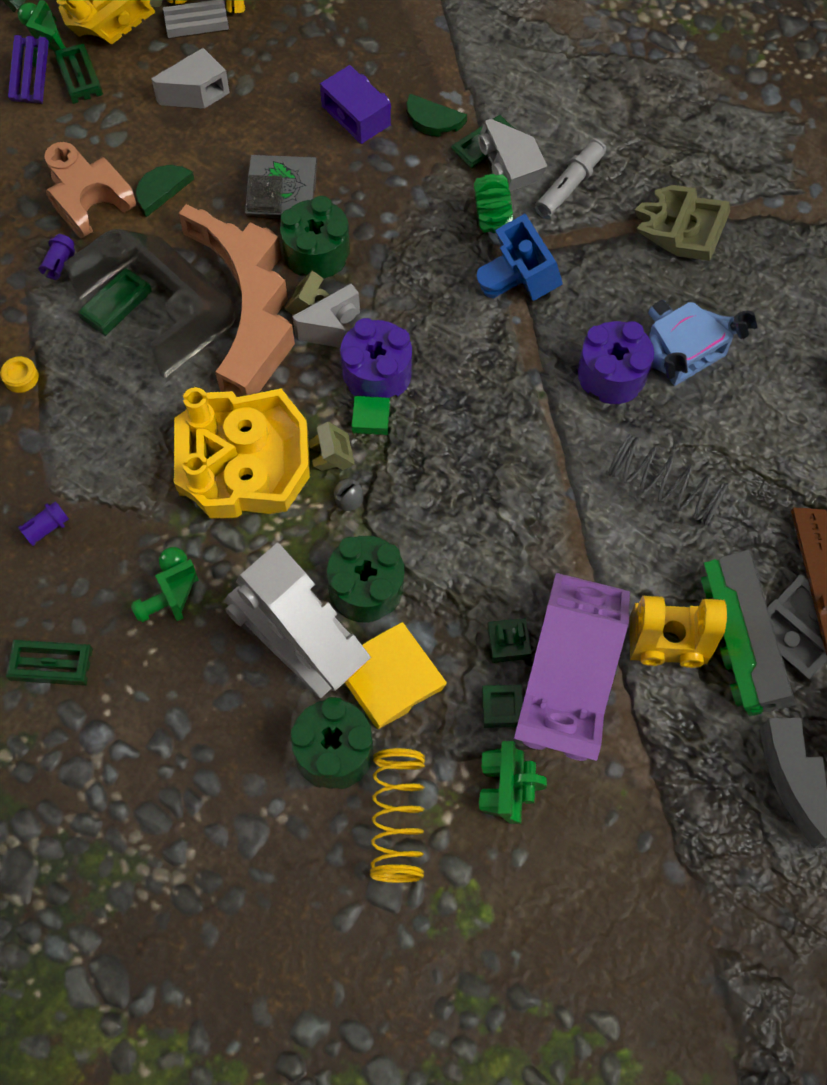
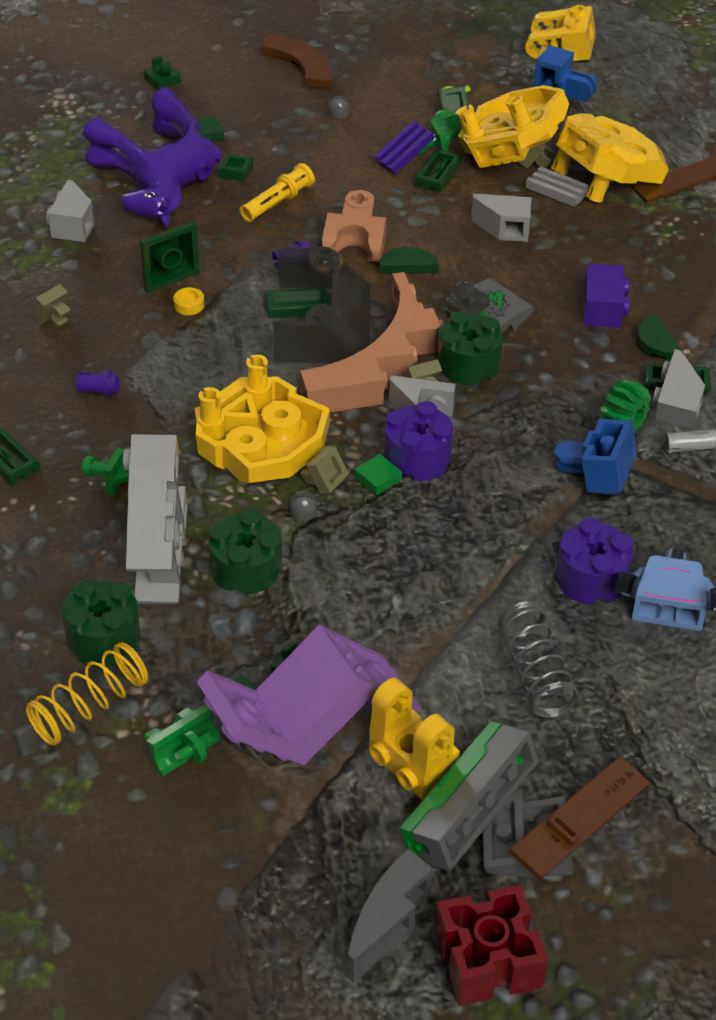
camera: 45 degrees right, 20 degrees down
(394, 676) = (191, 620): yellow slope -> none

